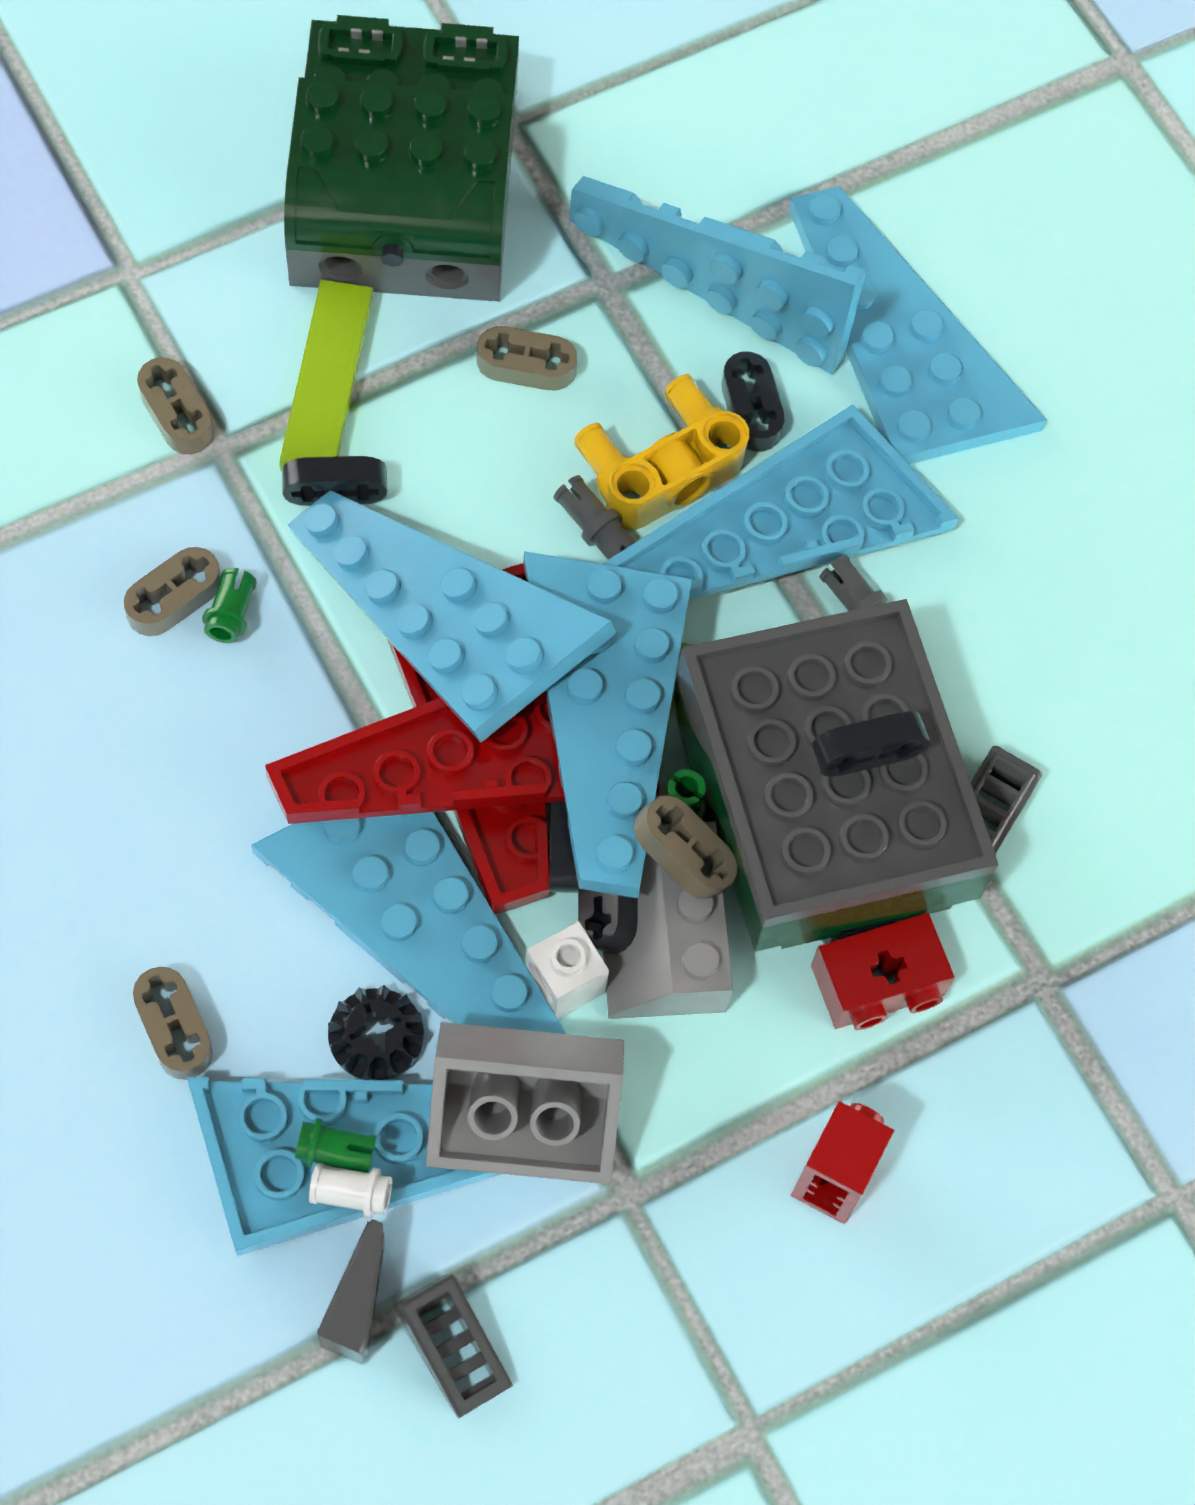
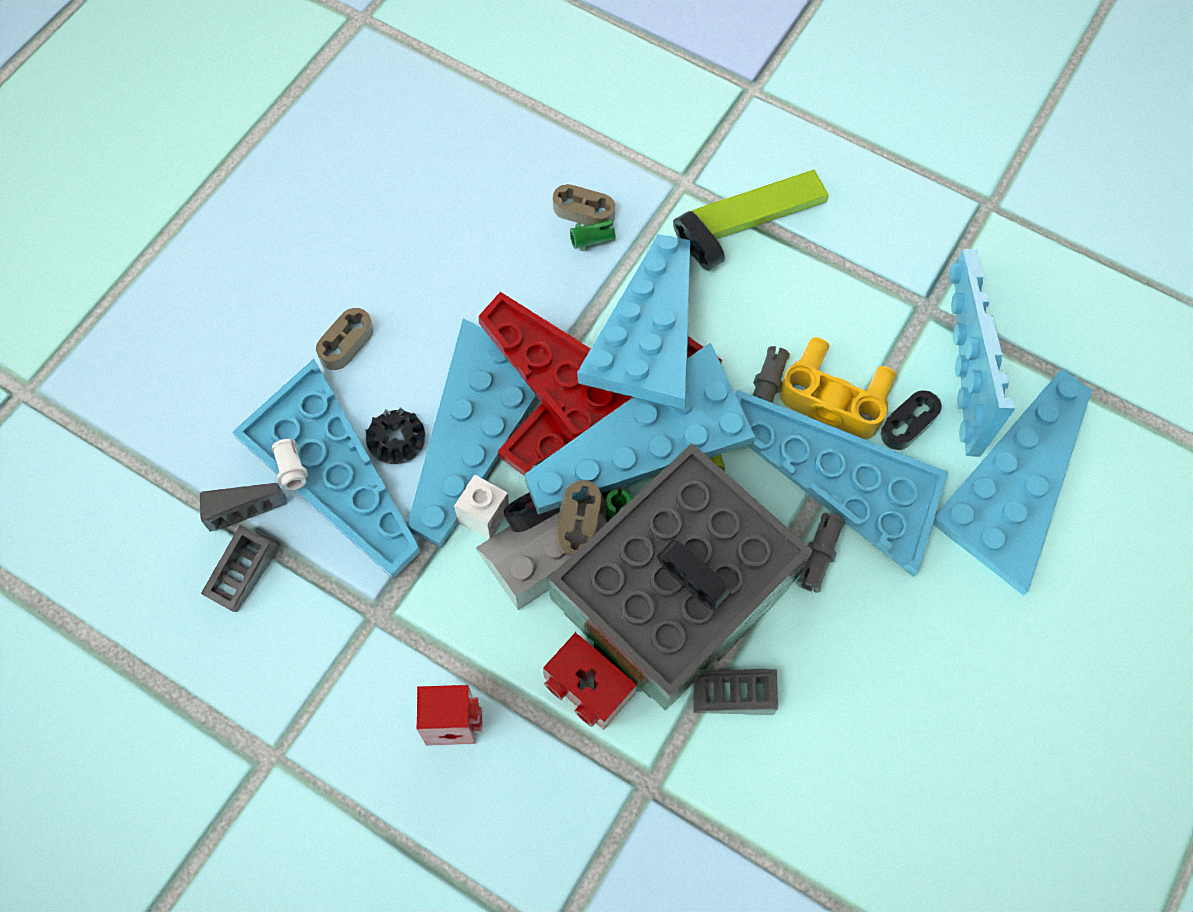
camera: 65 degrees right, 0 degrees up
(165, 410) = (684, 145): dark tan beam -> none
(334, 1147) = (308, 443): green pin -> none
(402, 158) = (914, 159): dark green piece -> none
(525, 1103) = (386, 522): light grey slope -> none
(526, 358) = (841, 293): dark tan beam -> none

